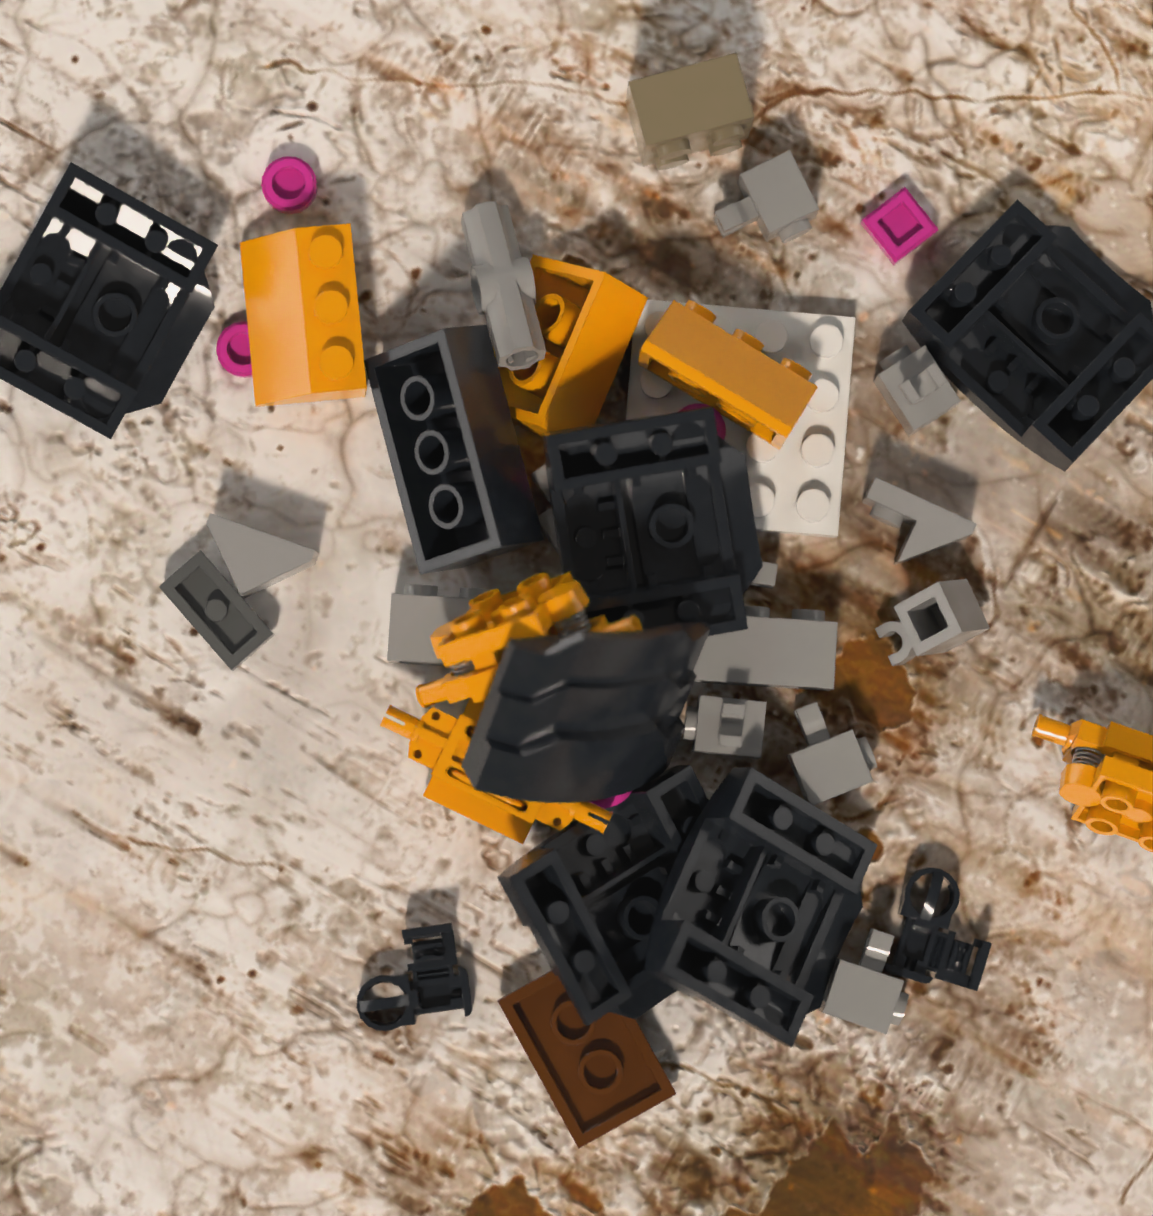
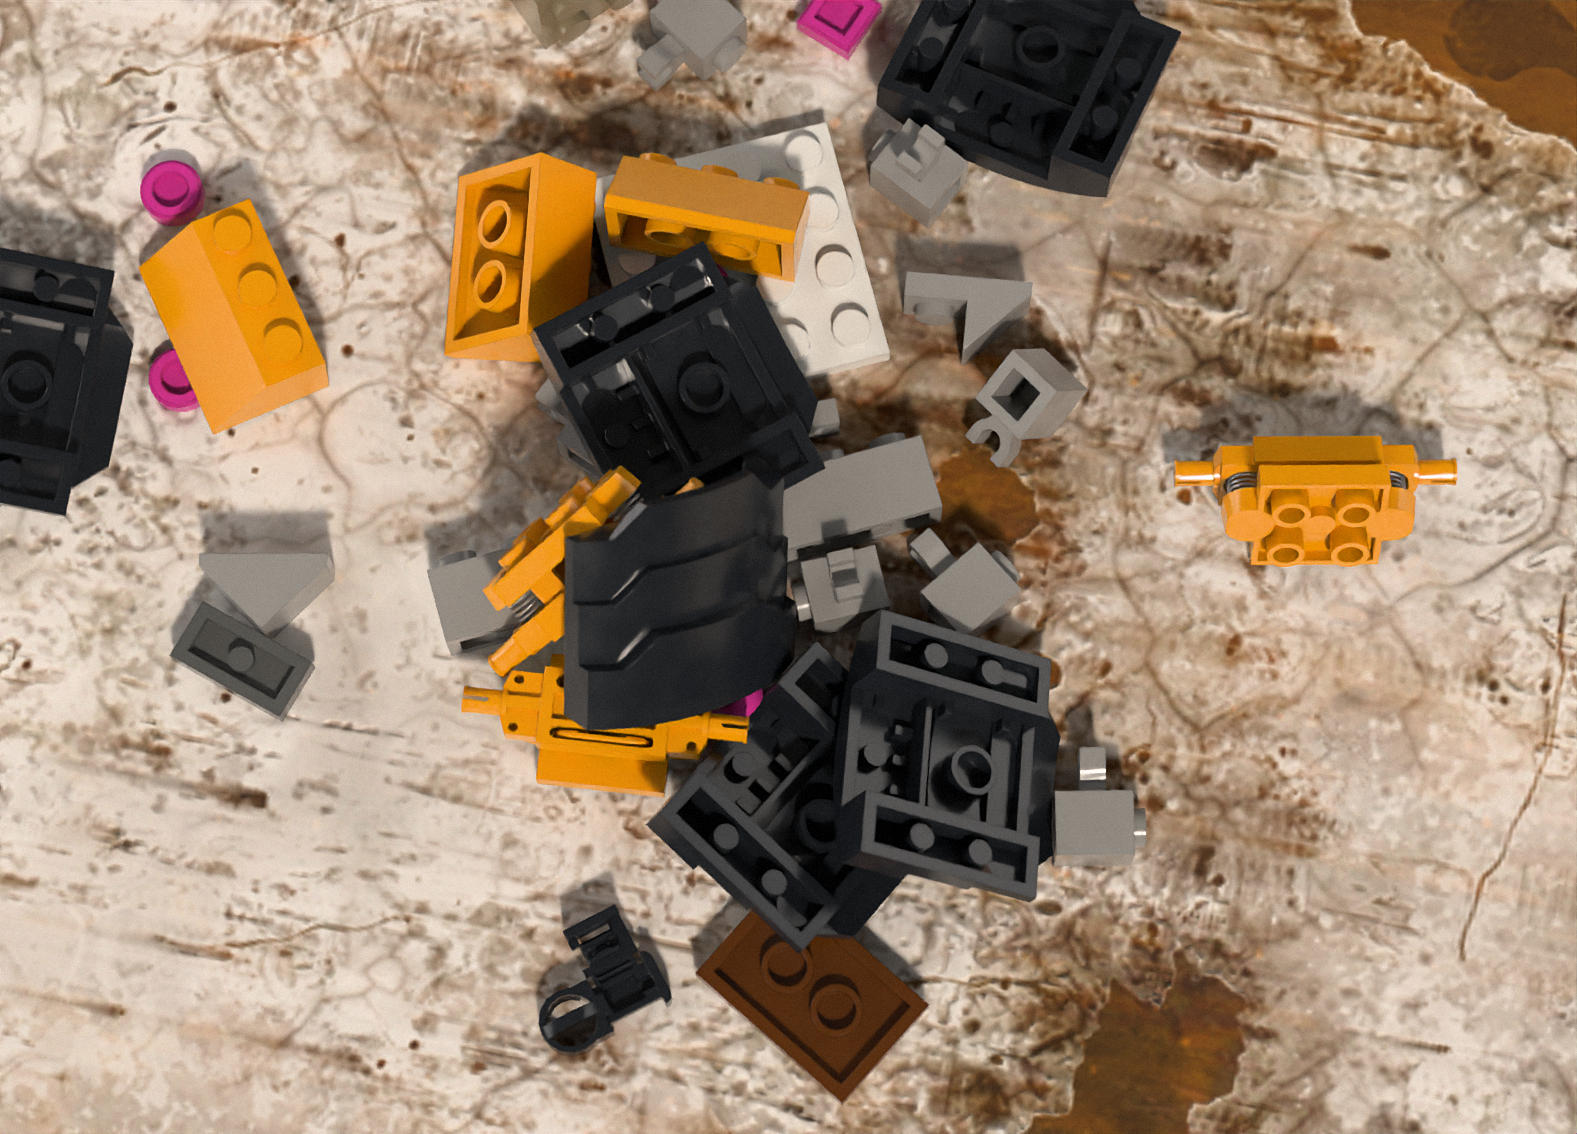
camera: 10 degrees left, 10 degrees down
(453, 449) = (441, 395): black brick -> none
(503, 286) = (437, 211): light grey piece -> none
(930, 949) = (1152, 753): black piece -> none

